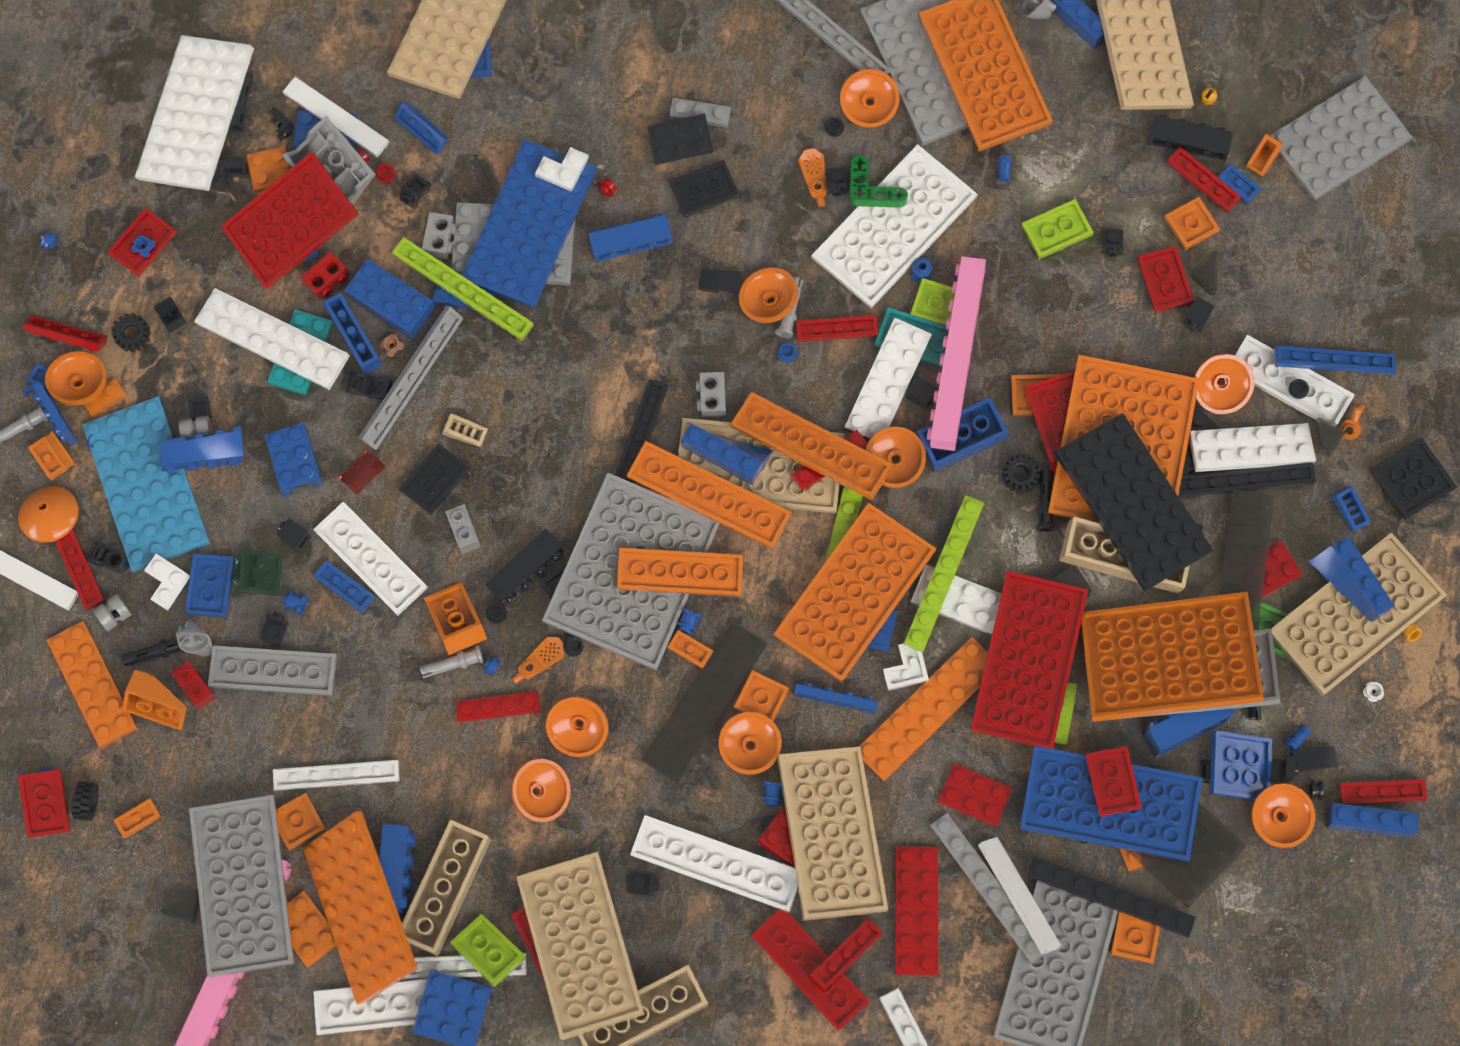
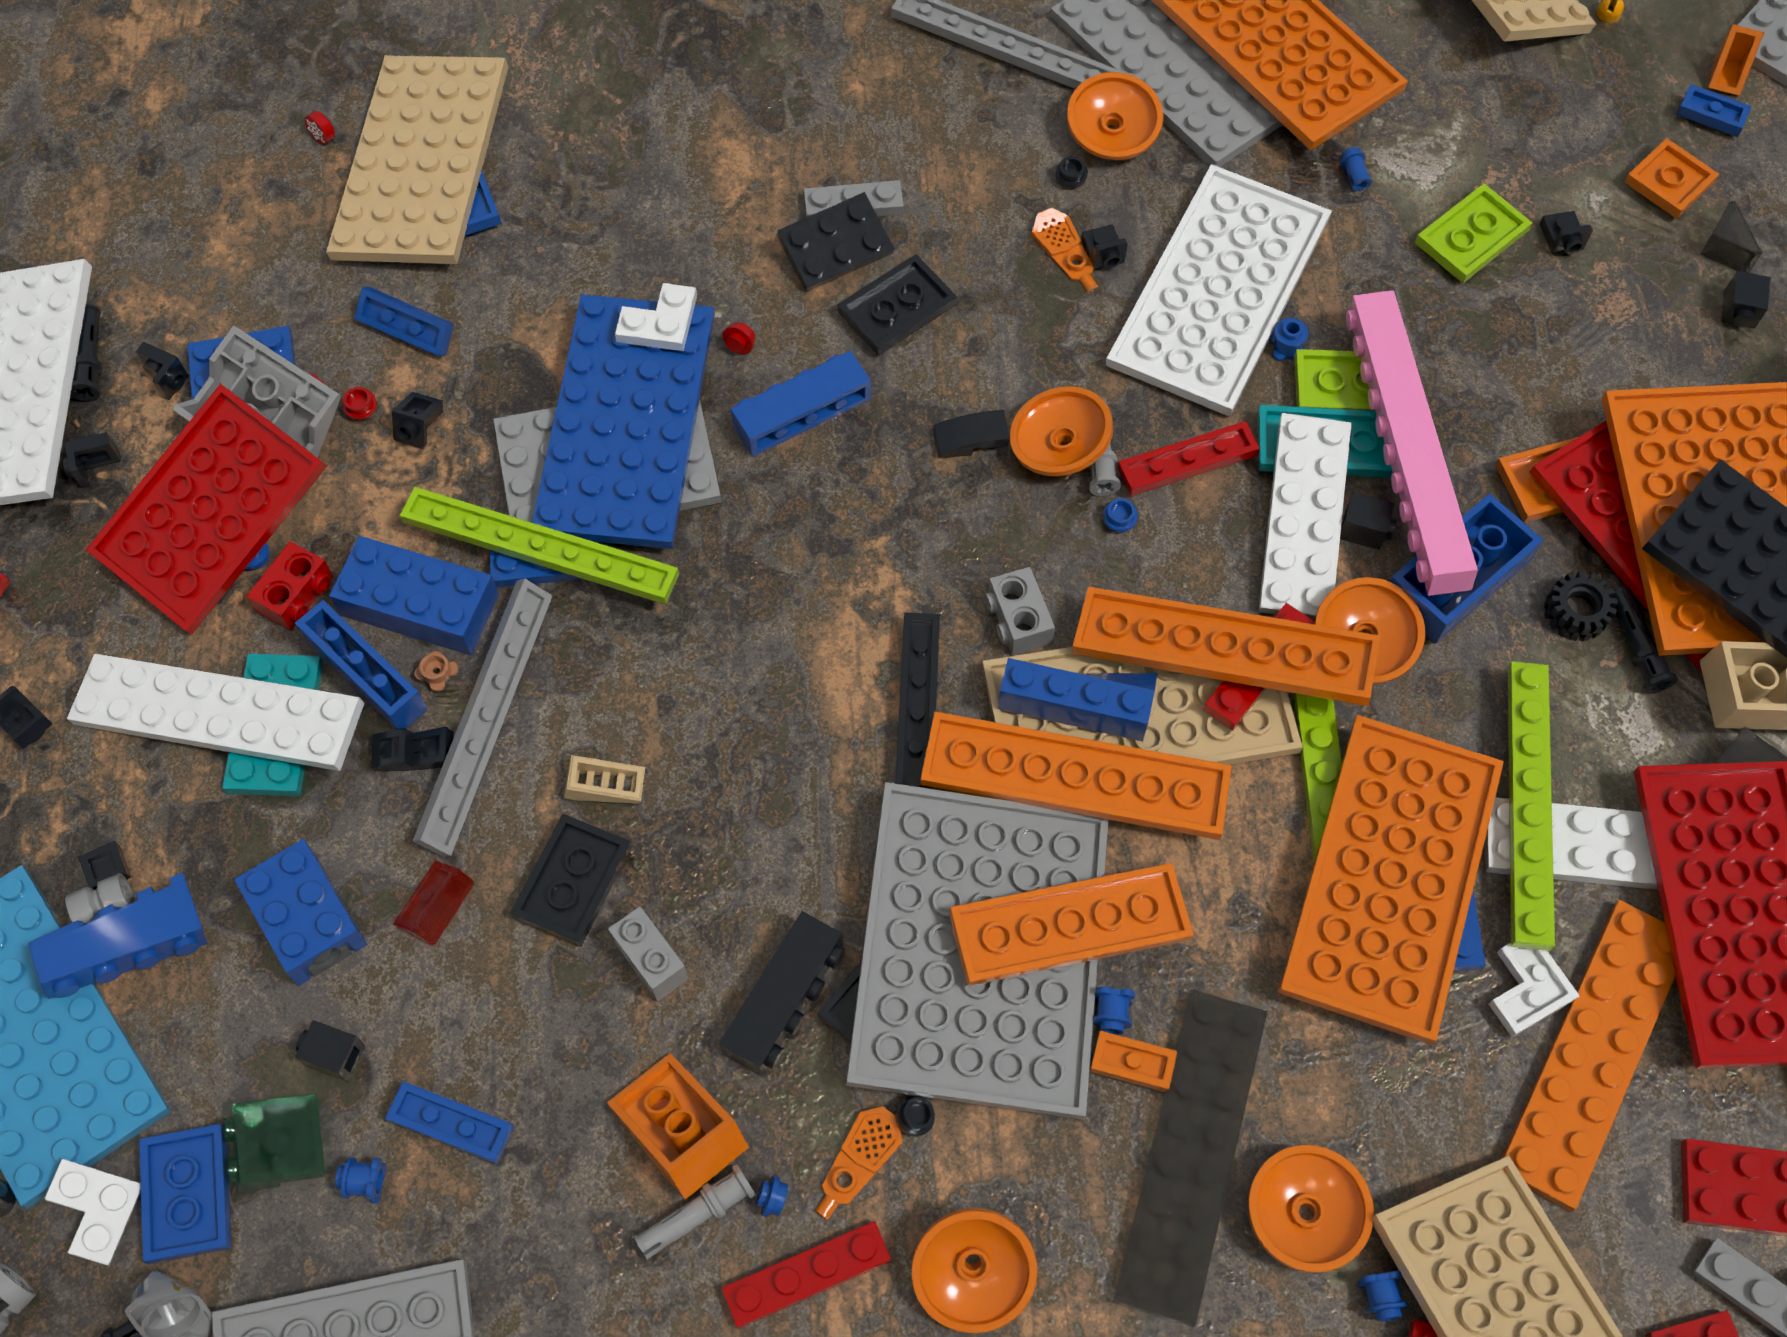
camera: 20 degrees left, 10 degrees down
(267, 167) = (148, 438): orange plate -> none
(274, 629) = (330, 1243): black bracket -> none
(344, 122) = (215, 321): white tile -> none
(370, 558) = (488, 1056): white plate -> none
(434, 235) = (471, 476): light grey brick -> none
(496, 613) = (752, 1093): black plate -> none
(761, 696) = (1293, 1111): orange plate -> none
(843, 699) = (1444, 1075): blue plate -> none
(867, 192) = (1164, 250): green beam -> none
(1165, 279) = (1670, 264): red plate -> none
(1192, 137) = (1614, 65): black brick -> none
(1203, 180) = (1660, 116): red plate -> none

